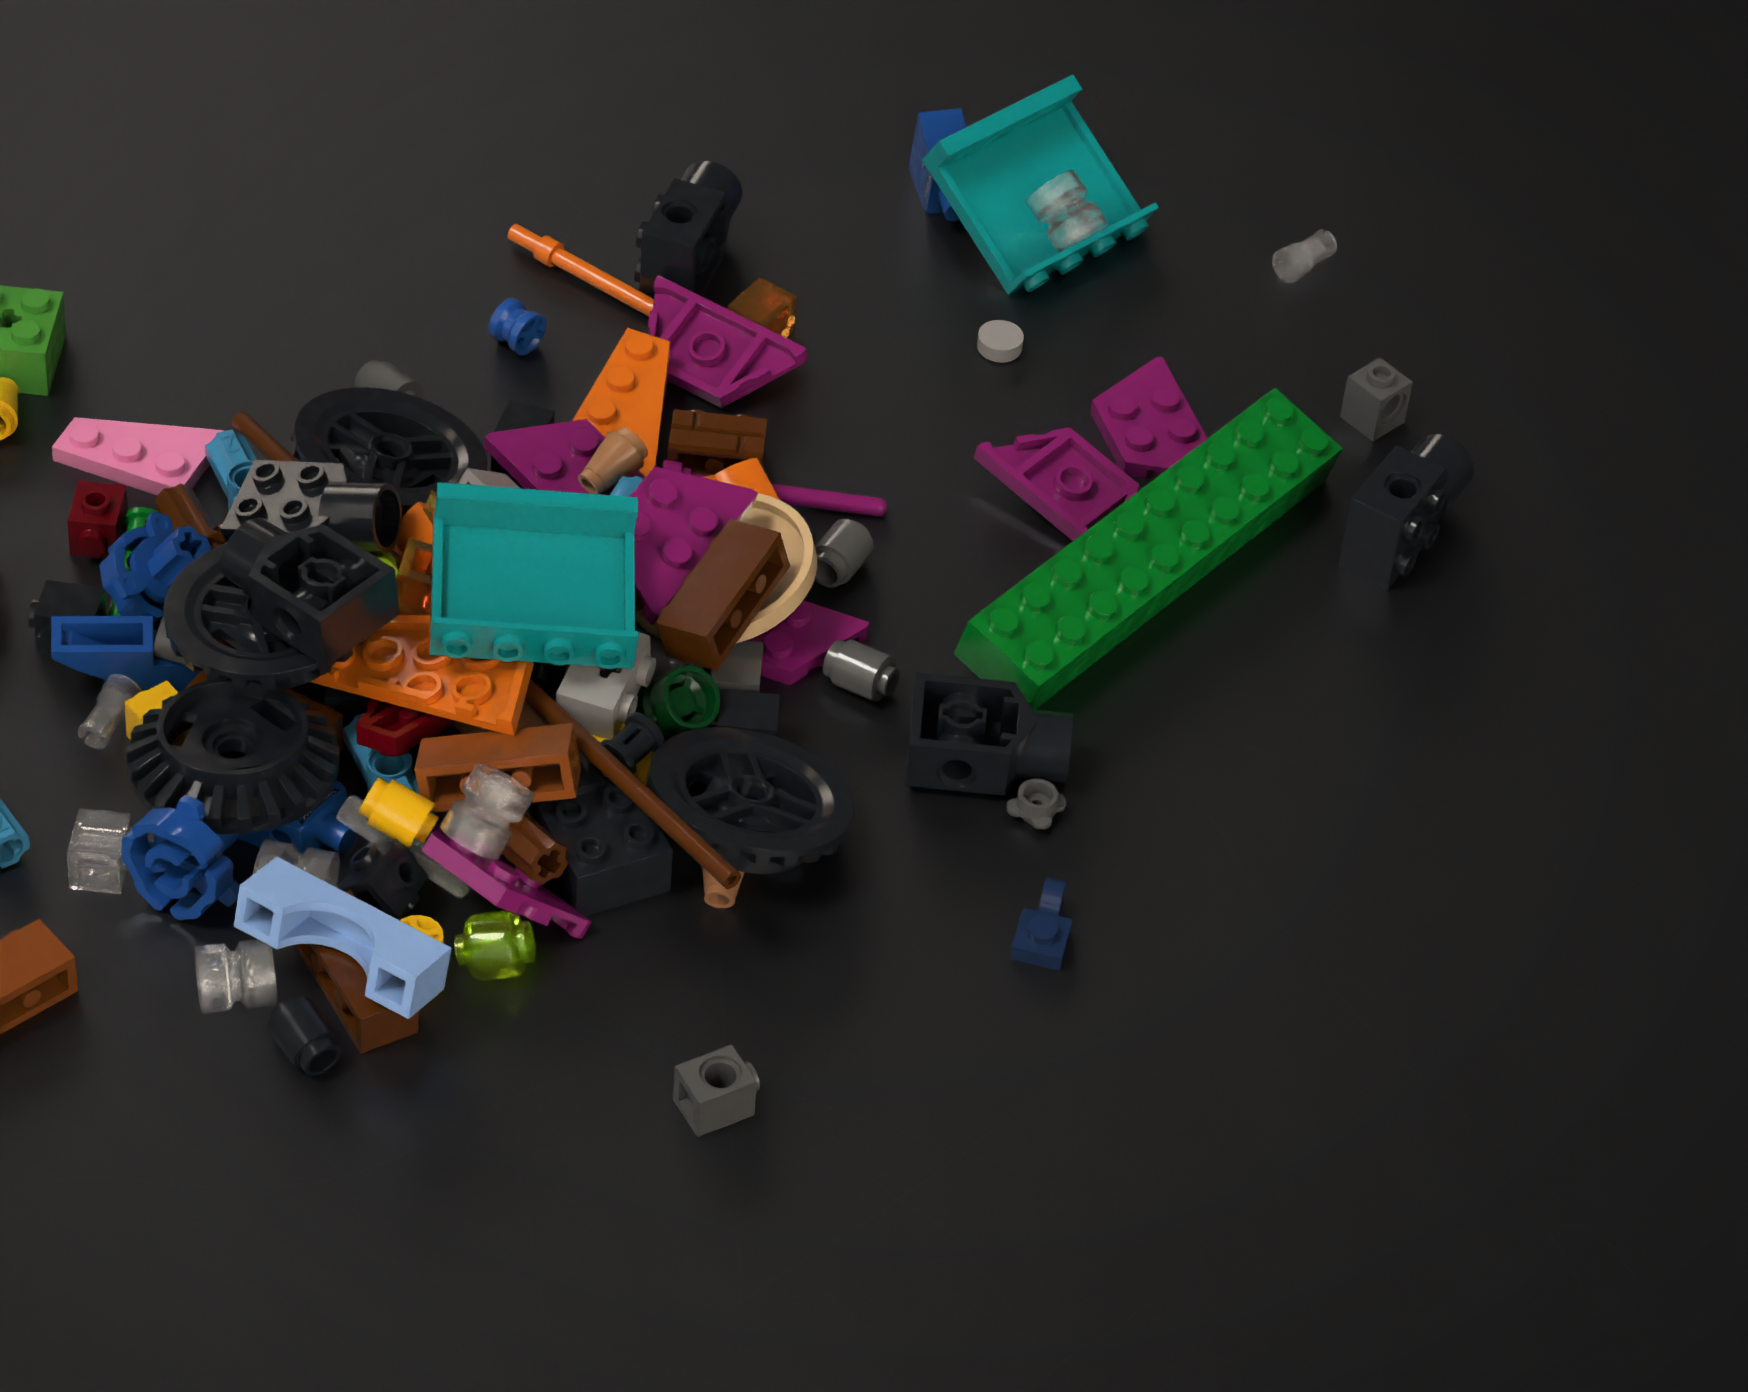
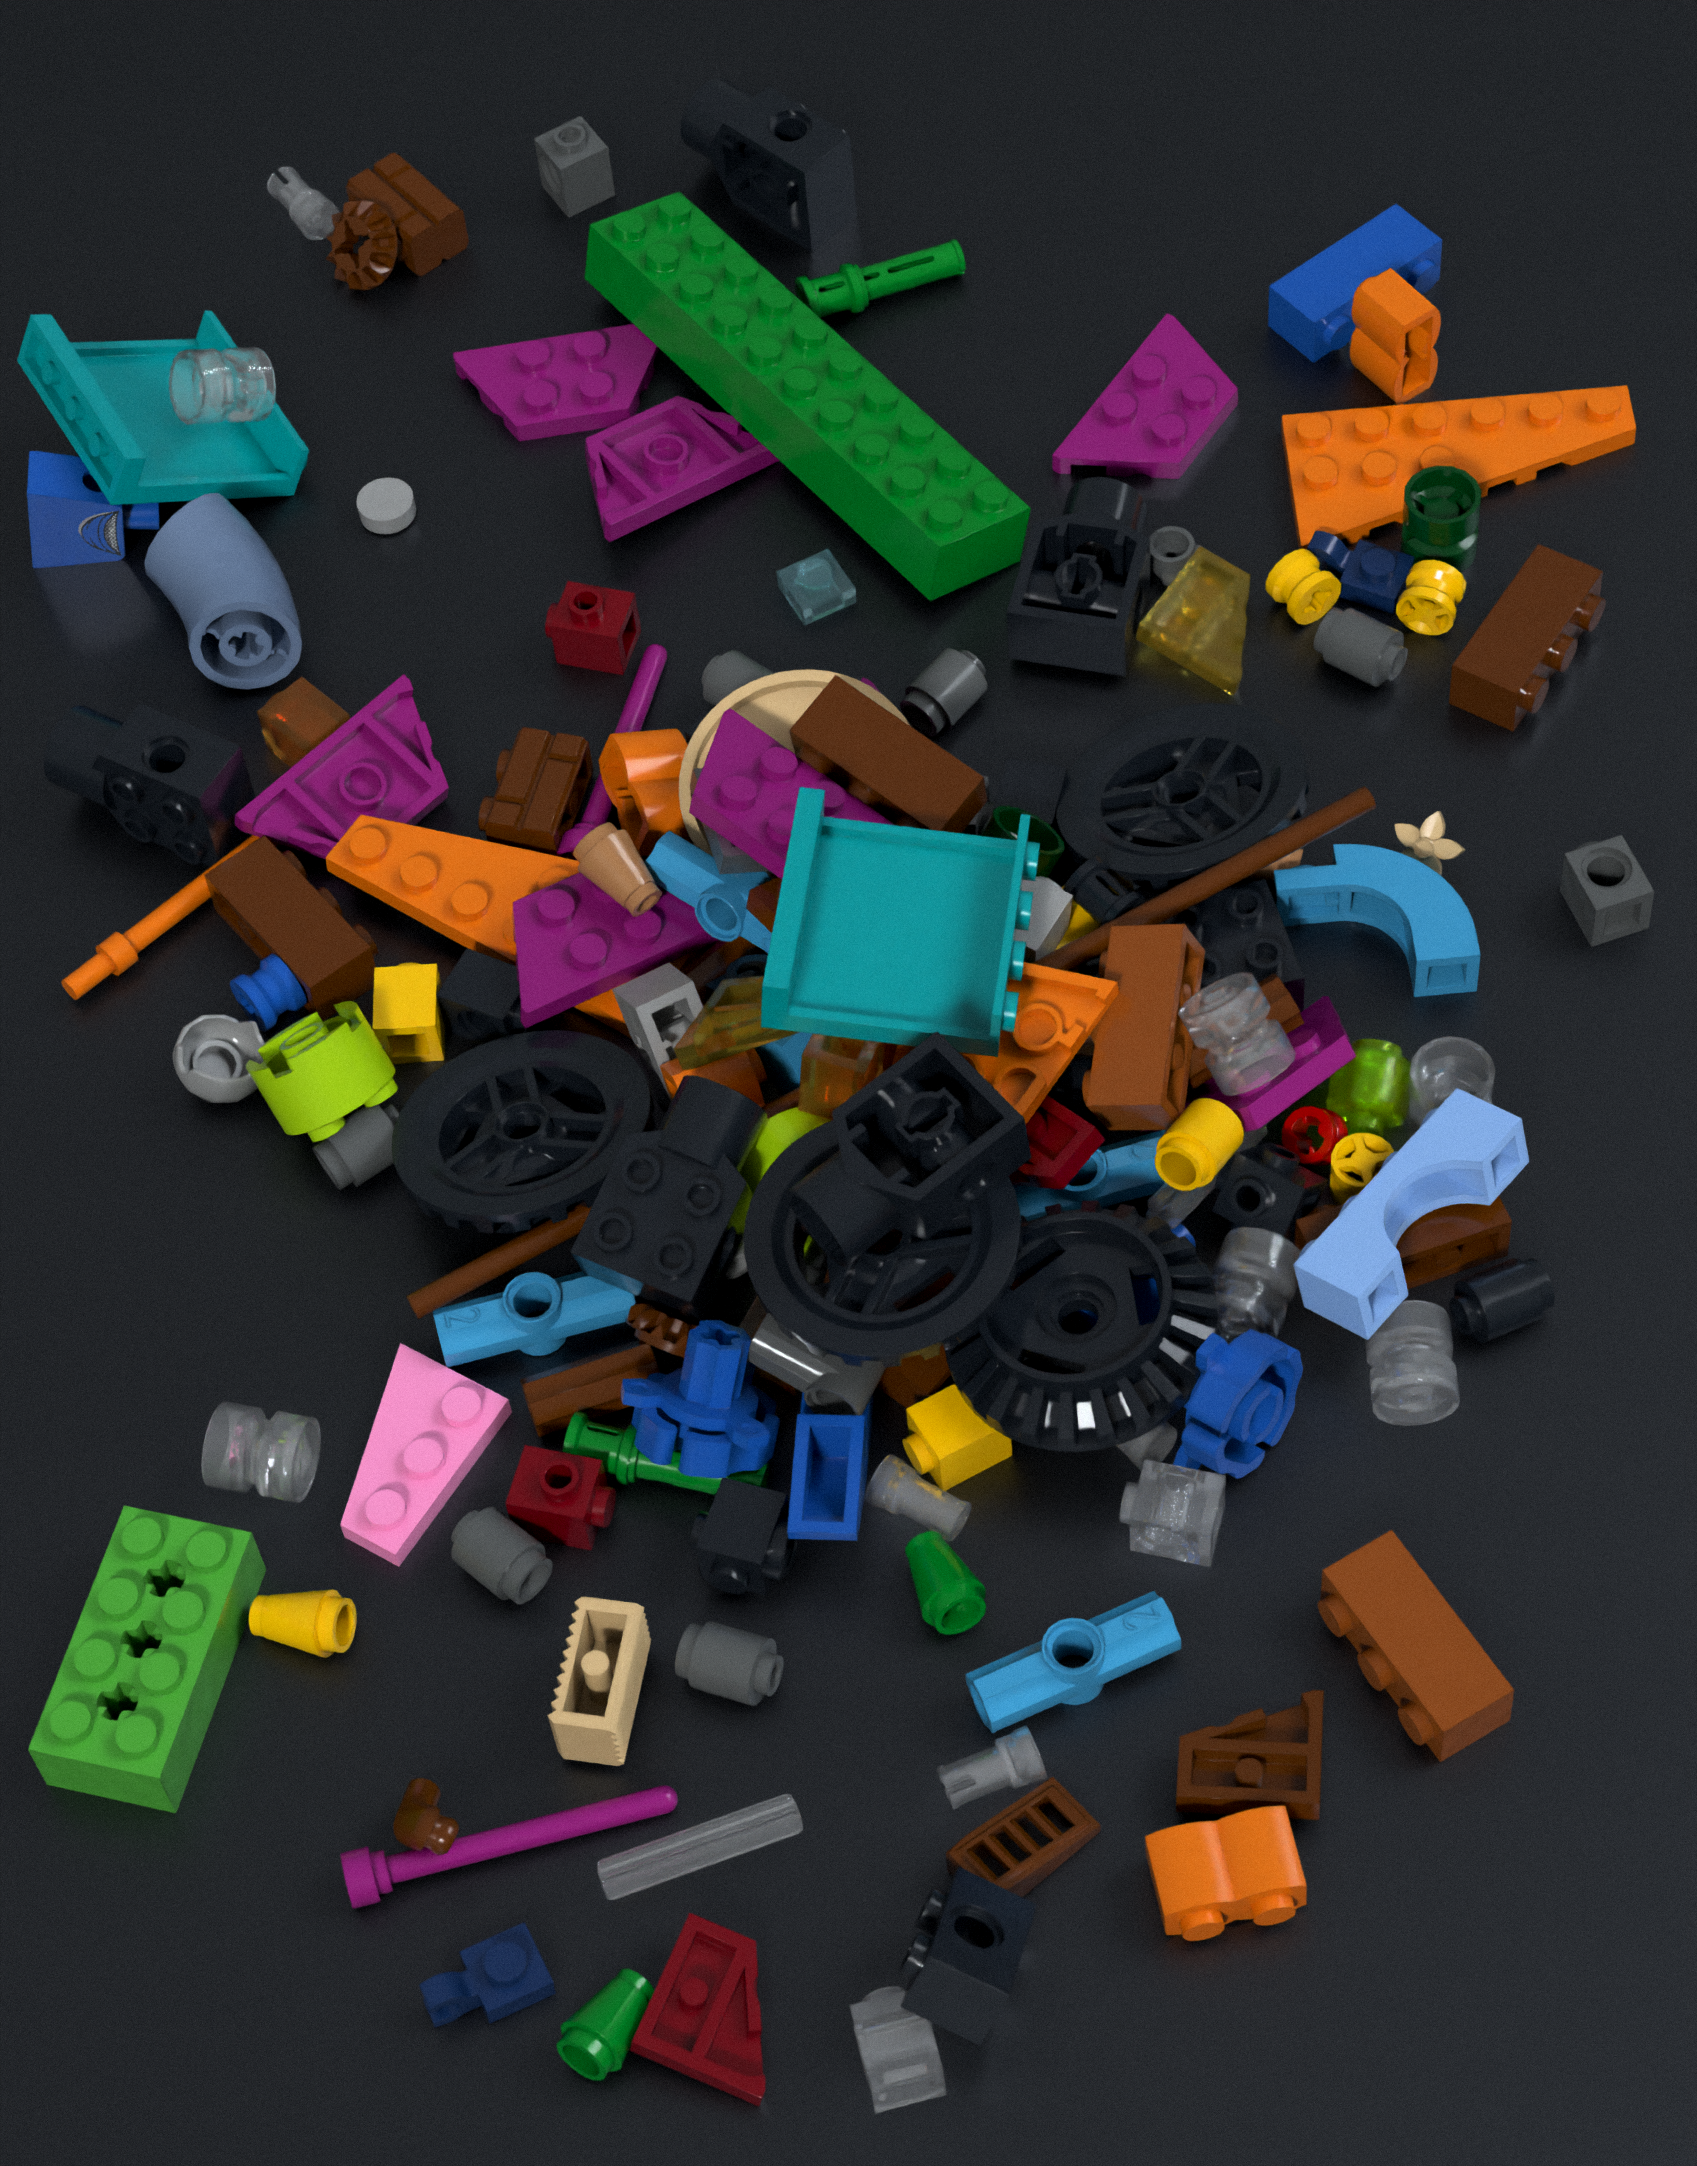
camera: 70 degrees left, 10 degrees up
(35, 730) = (944, 1585): none -> green cone
(47, 496) = (500, 1555): none -> dark grey brick
(123, 366) = (251, 1450): none -> clear wheel
(433, 347) = (323, 1072): none -> lime brick
(449, 913) = (1330, 1127): none -> red bush
(453, 307) = (214, 1056): none -> light grey hair
(487, 988) = (1442, 1068): none -> clear wheel
(499, 385) = (408, 1012): none -> yellow brick
(575, 331) = (281, 913): none -> reddish brown brick
(675, 972) = (1399, 899): none -> dark azure arch
(749, 976) = (1427, 843): none -> tan plant
(875, 247) = (226, 594): none -> sand blue brick
(889, 462) = (594, 627): none -> dark red brick
(952, 923) = (1361, 646): none -> dark grey brick
(964, 592) = (816, 586): none -> clear light blue plate
(967, 825) = (1202, 620): none -> clear yellow wing
(981, 1031) = (1527, 638): none -> reddish brown brick
(1011, 883) = (1303, 586): none -> yellow wheel
(1014, 967) = (1431, 597): none -> yellow wheel
(1092, 963) = (1441, 516): none -> dark green wheel
(1185, 966) = (1354, 463): none -> orange wing
(1202, 787) = (1153, 411): none -> magenta wing
(1255, 285) = (378, 253): none -> reddish brown gear
(1289, 584) = (854, 286): none -> green pin
(1289, 914) = (1394, 336): none -> orange brick
(1301, 311) = (424, 217): none -> reddish brown brick
(1369, 902) = (1316, 299): none -> blue brick

